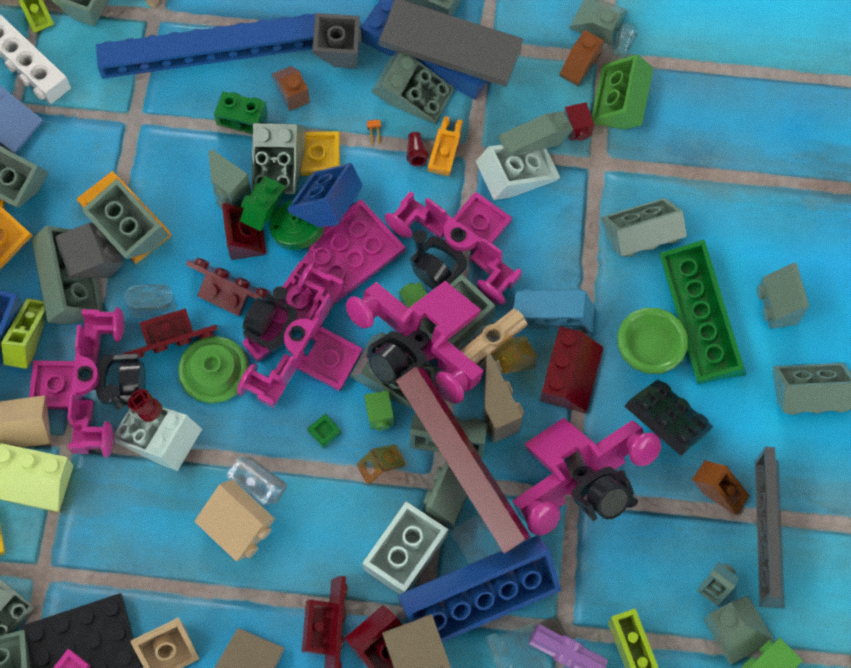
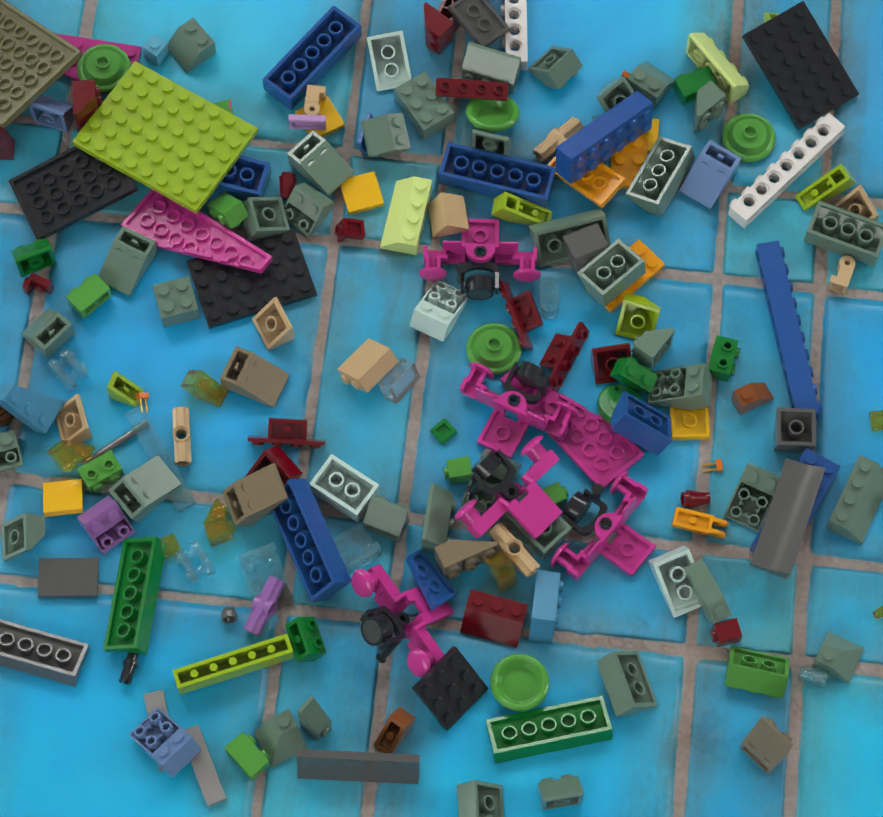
camera: 90 degrees right, 0 degrees up
(30, 549) = (350, 229): none -> dark red bracket
(145, 405) = (456, 296): dark red wheel -> none
(183, 201) = (637, 316): none -> lime slope
(383, 460) = (417, 474): clear orange bracket -> none
(463, 459) = (406, 518): tile -> none
(529, 440) = (430, 580): none -> blue wing
(582, 58) = (791, 638): dark orange slope -> none
(611, 596) = (305, 639): none -> green brick
(714, 80) = (767, 745): none -> dark tan slope

